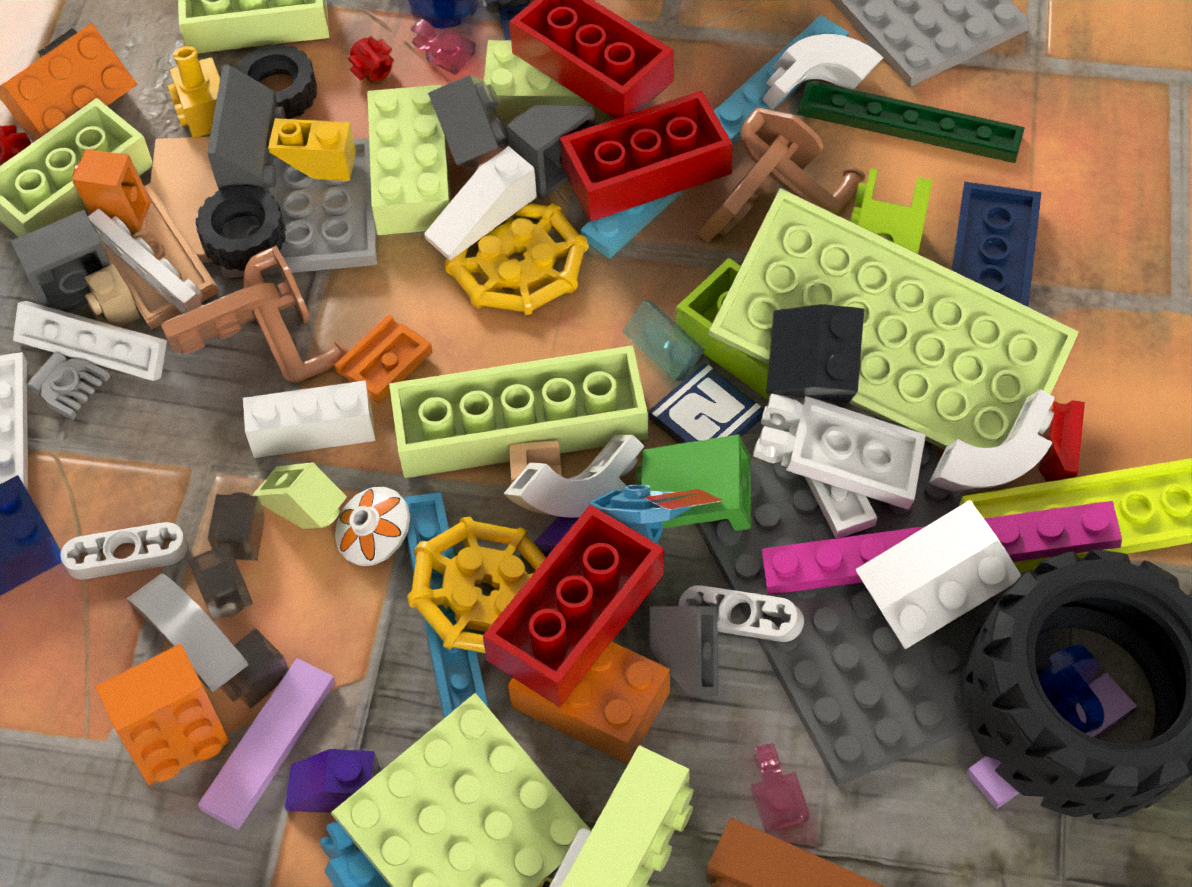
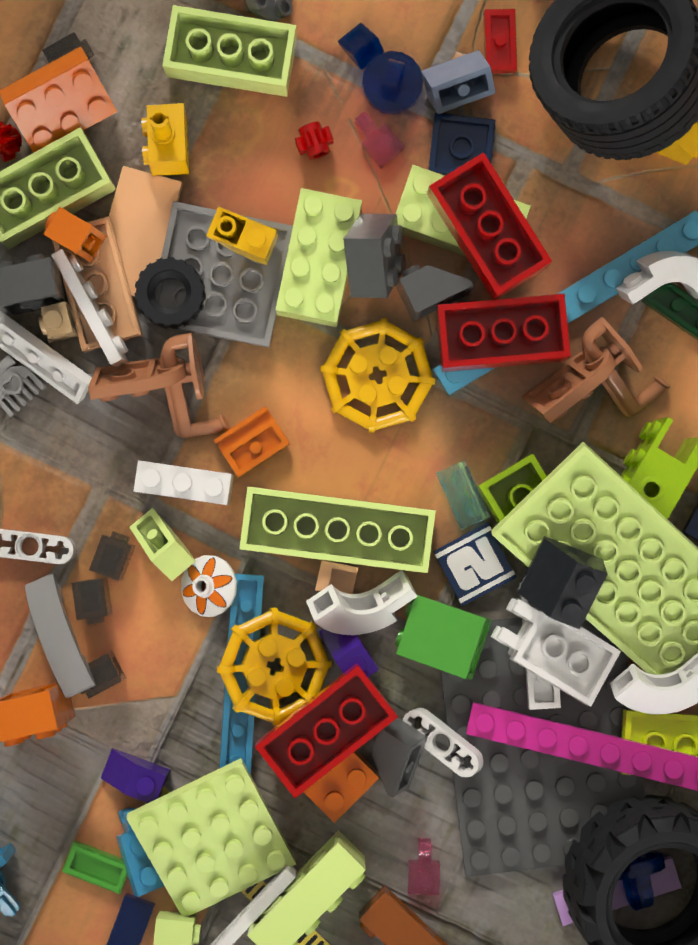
camera: 10 degrees right, 30 degrees up
(243, 132) = (191, 210): dark grey slope -> none
(266, 744) = (99, 728): lavender tile -> none
(283, 60) = (236, 113): black tyre -> none
(483, 203) = (361, 333): white slope -> none
(635, 511) = (395, 657): dark azure piece -> none
(683, 499) = (427, 668): red sticker -> none
(938, 574) = (582, 781): white slope -> none

